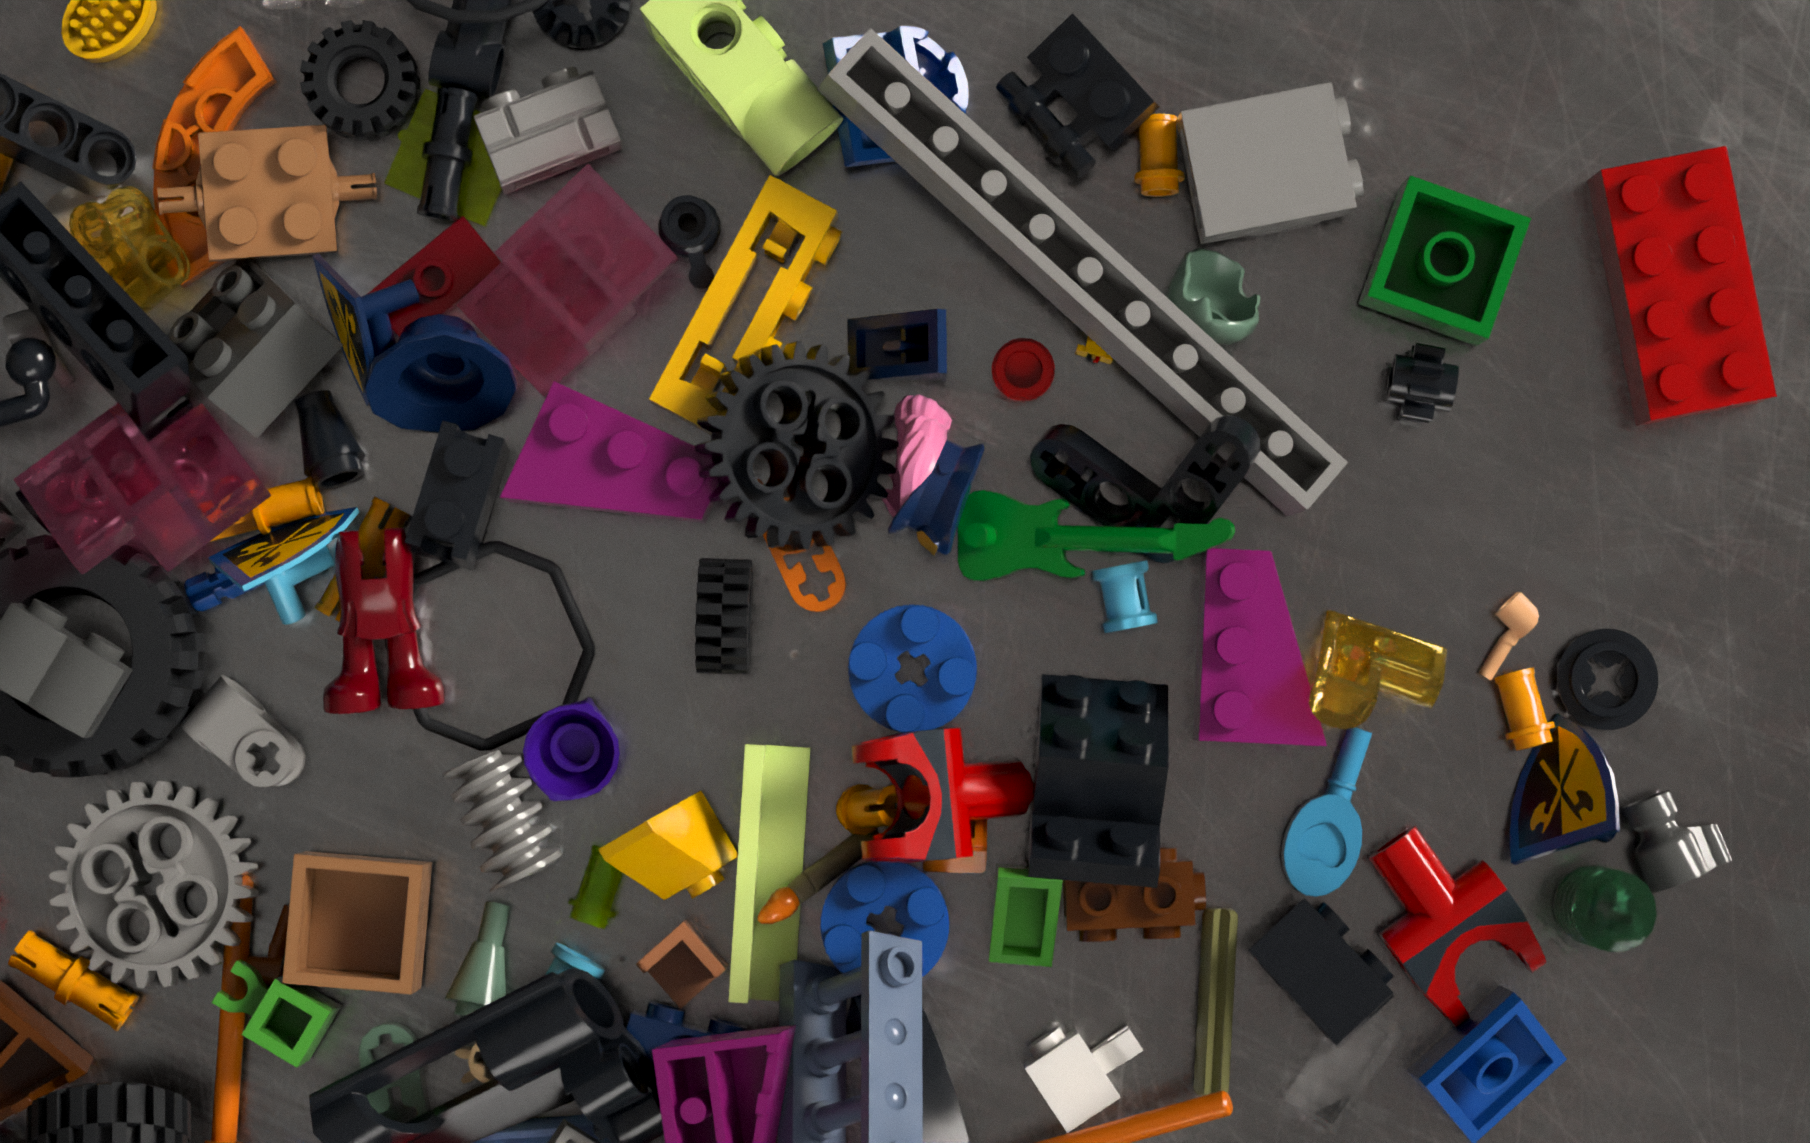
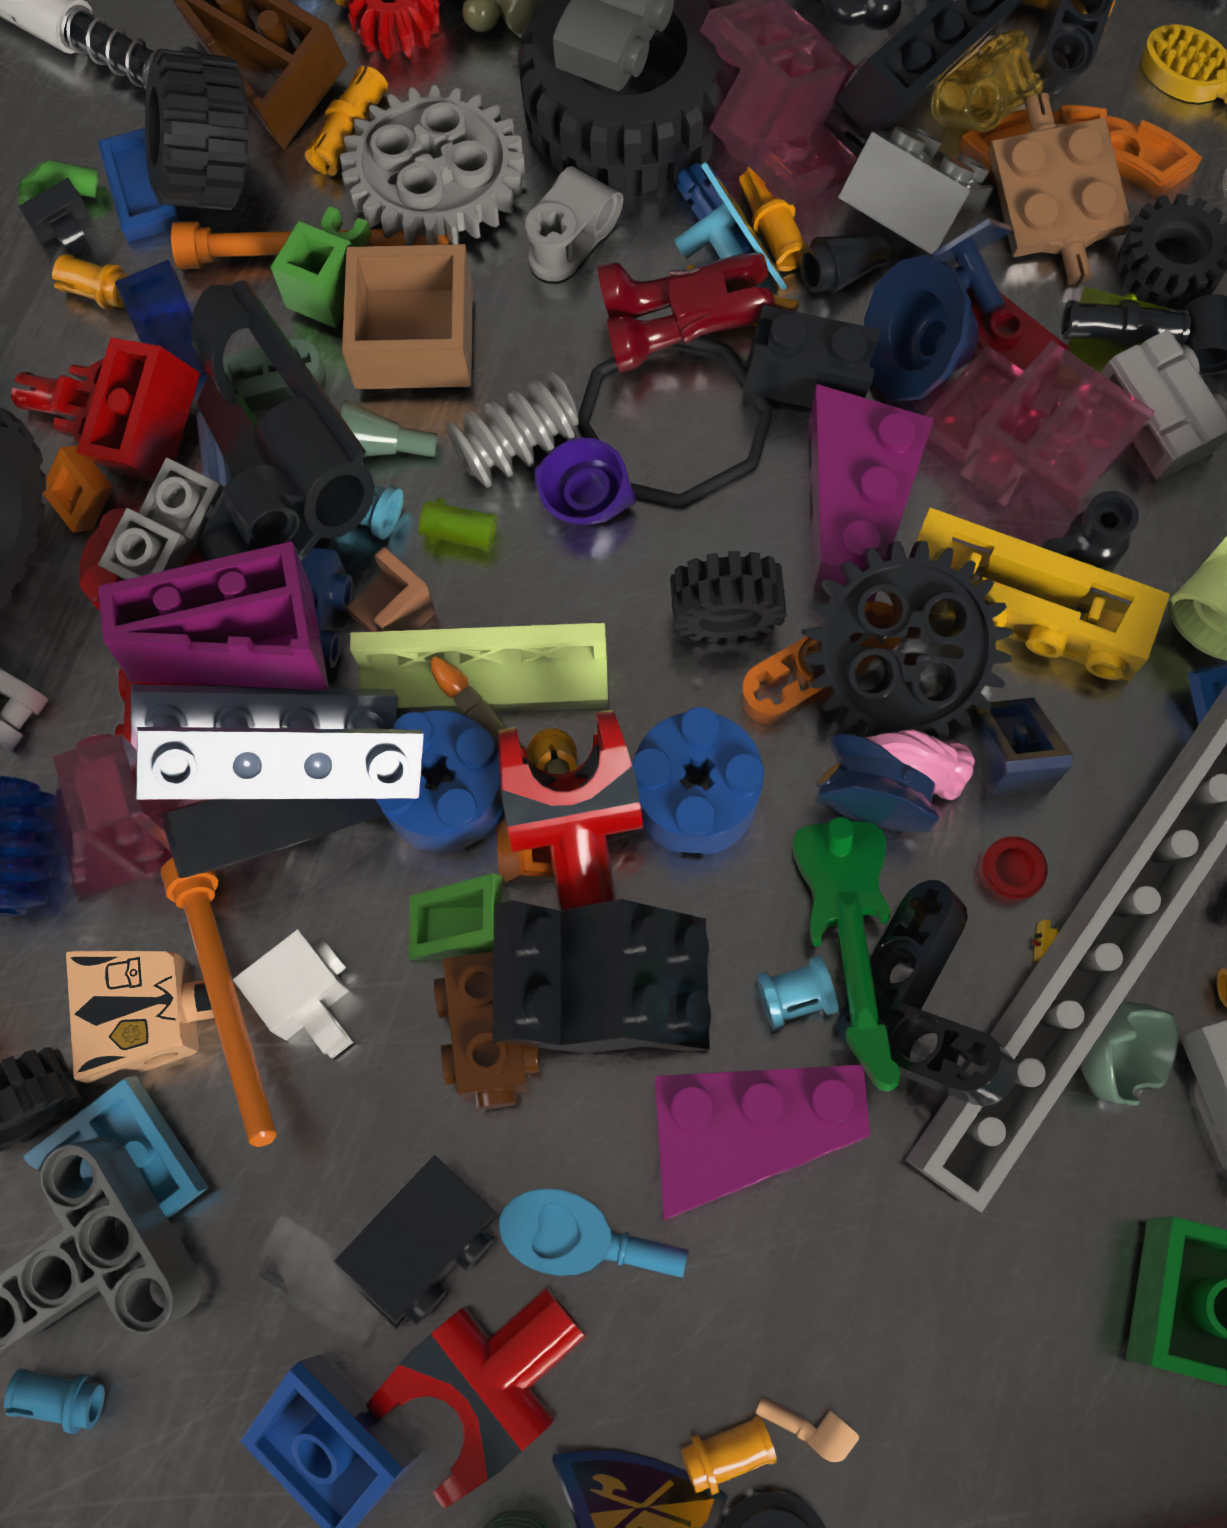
camera: 90 degrees right, 15 degrees down
(674, 850) = (497, 569): yellow slope -> none
(1215, 1001) = (380, 1132): olive axle -> none
(1365, 659) = (765, 1255): clear yellow brick -> none
(1422, 383) = (1077, 1297): black gear -> none

